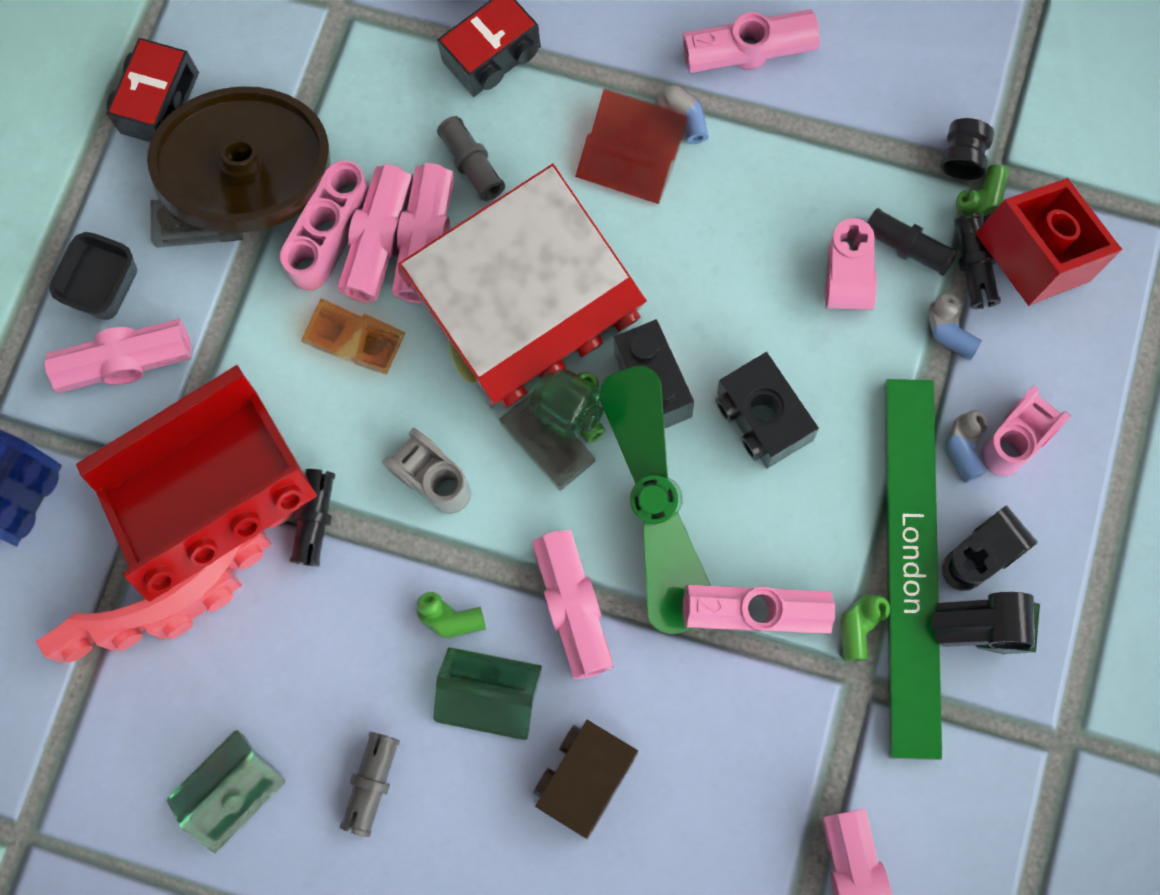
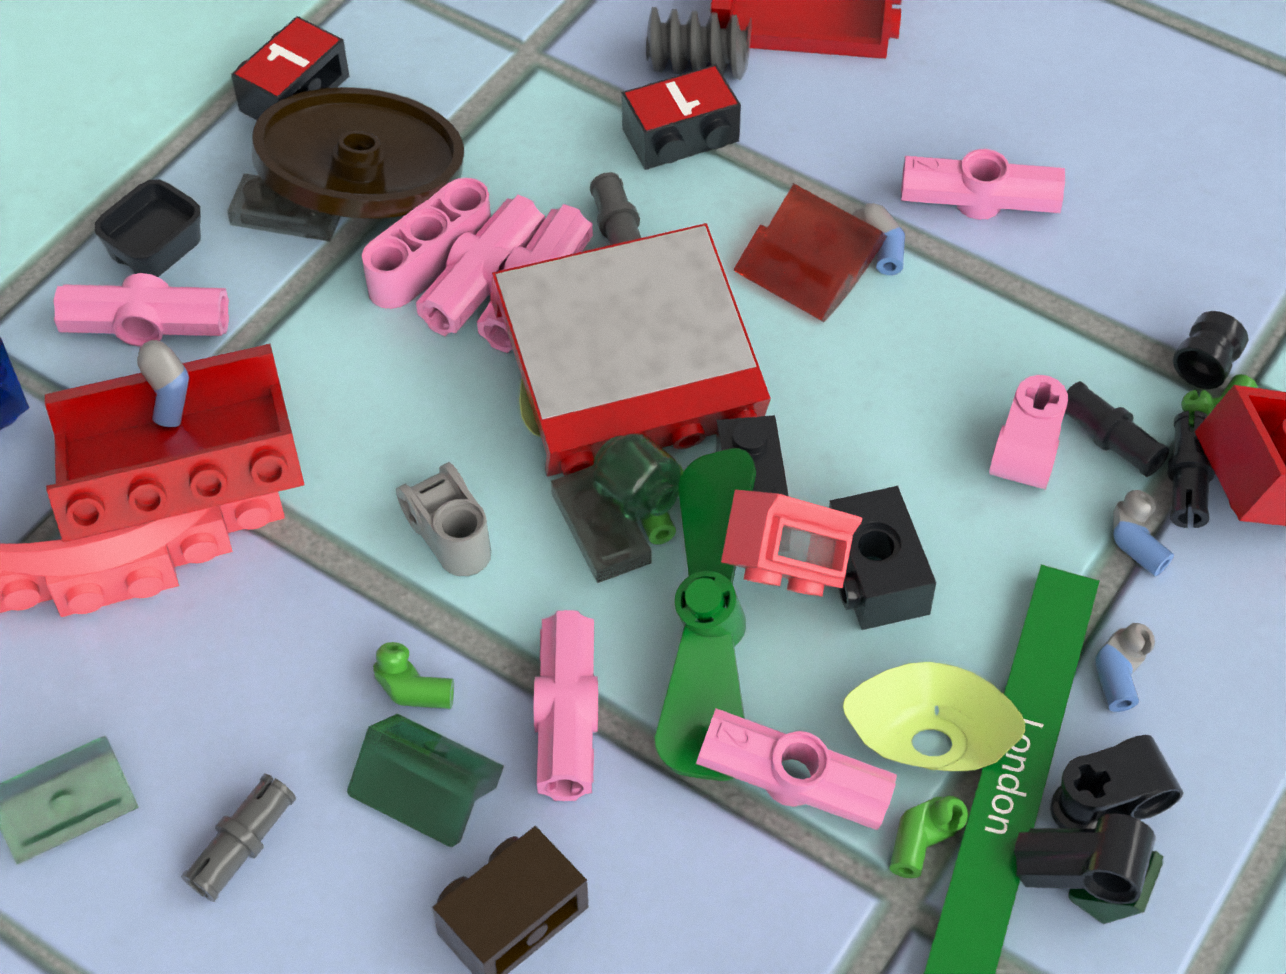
camera: 10 degrees right, 20 degrees down
(169, 425) = (168, 380): none -> arm
(312, 520) = (290, 530): black pin -> none
(353, 337) = (412, 363): clear orange slope -> none
(704, 435) = (788, 540): none -> coral window
(874, 524) = (903, 702): none -> yellowish green piece
(1027, 429) = (1205, 662): bright pink piece -> none

